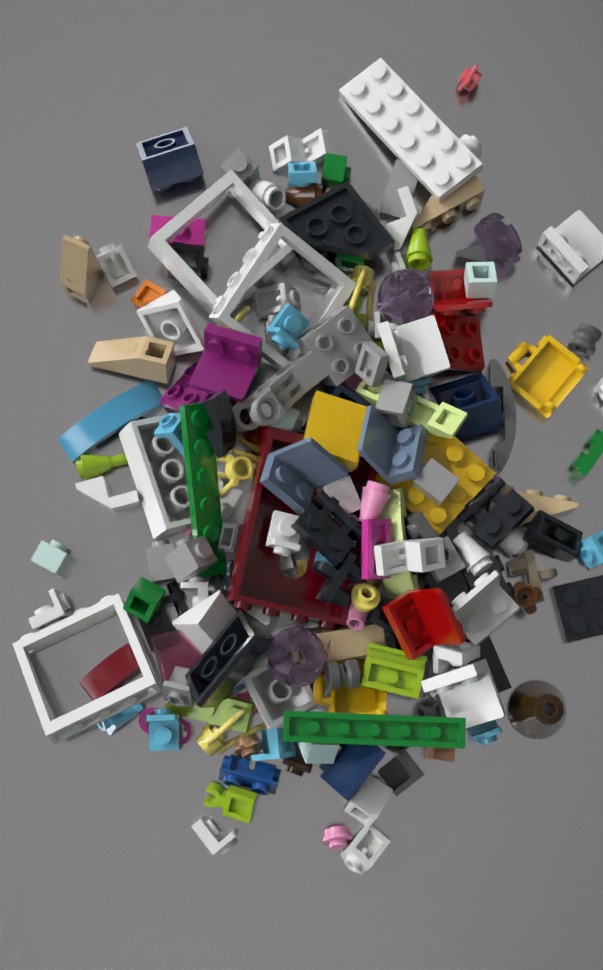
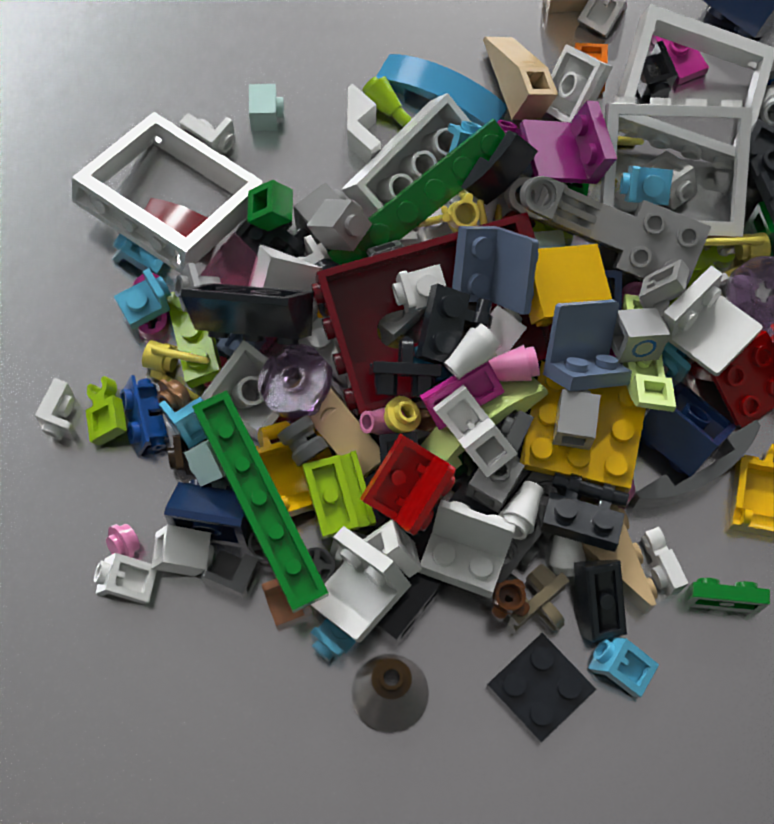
camera: 55 degrees right, 10 degrees down
(357, 525) = (474, 350): none -> white cone
(555, 480) = (666, 568): none -> white plate

